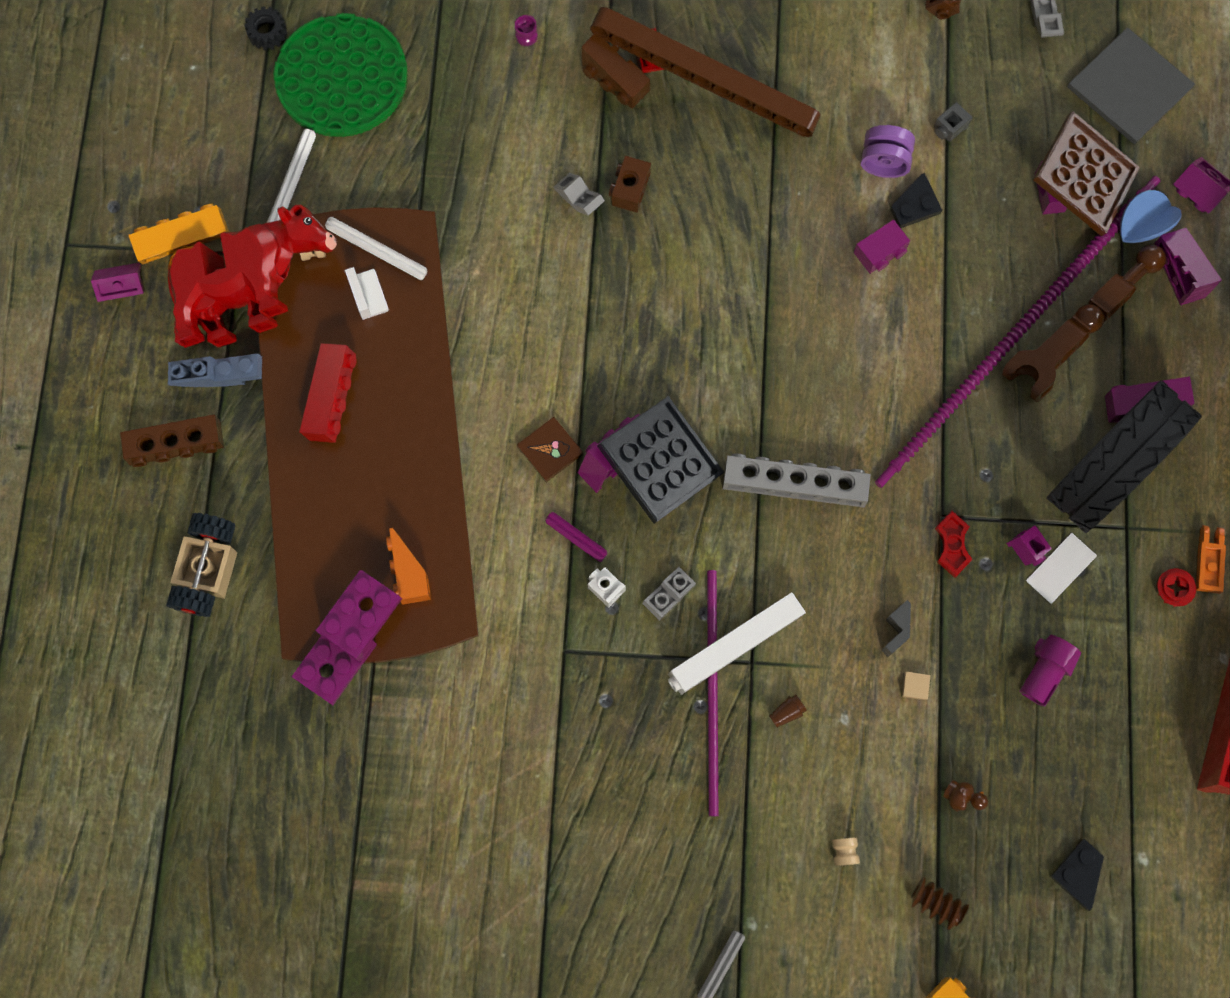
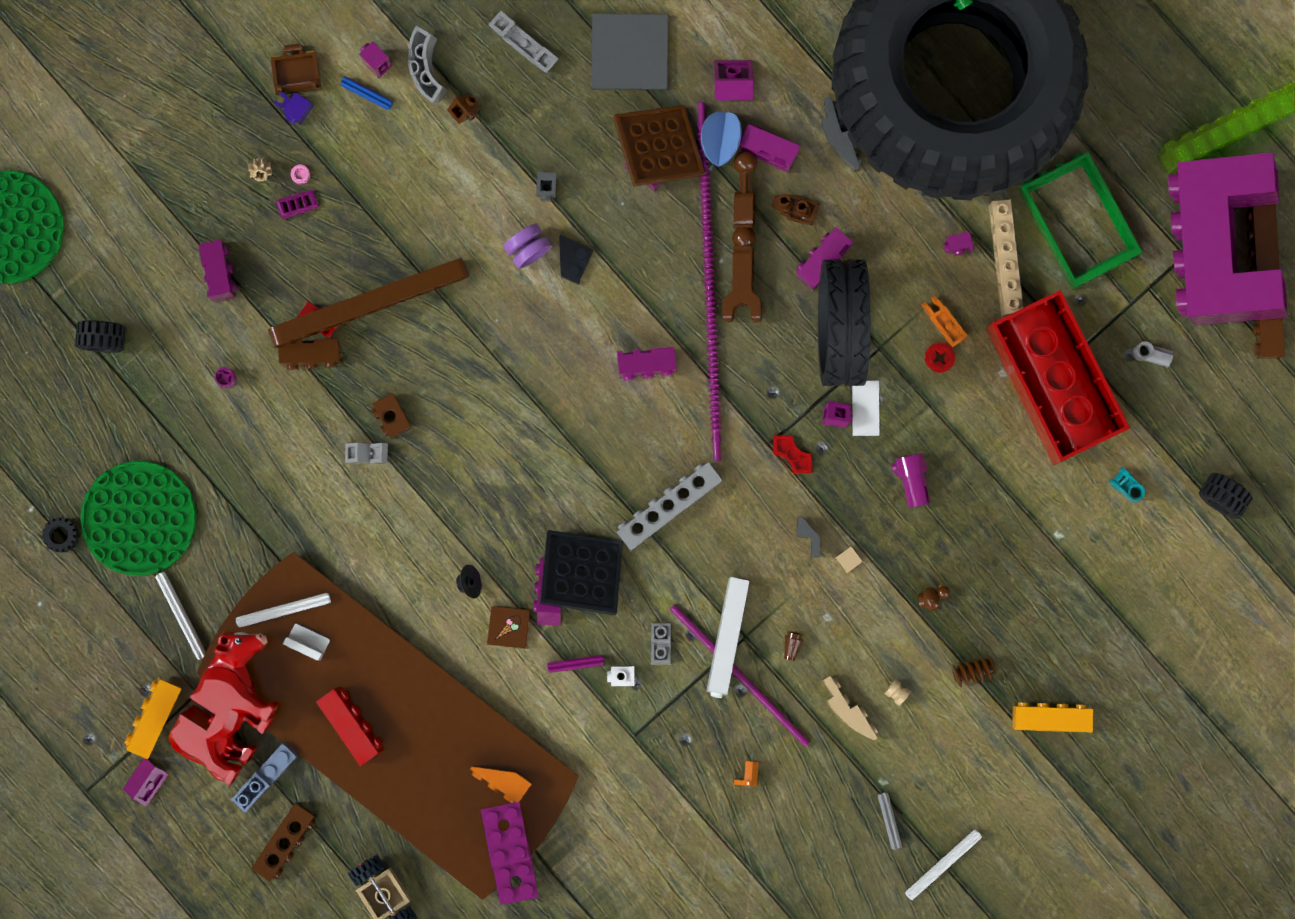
camera: 50 degrees left, 10 degrees up
(556, 377) = (469, 581): none -> black piece
(633, 790) = (751, 775): none -> orange tile
(780, 831) = (854, 716): none -> tan slope
(881, 247) = (580, 309): magenta brick -> none
(896, 341) = (646, 363): none -> magenta wedge
(1080, 873) = (1032, 577): black wing -> none
(1160, 338) = (796, 208): none -> reddish brown connector

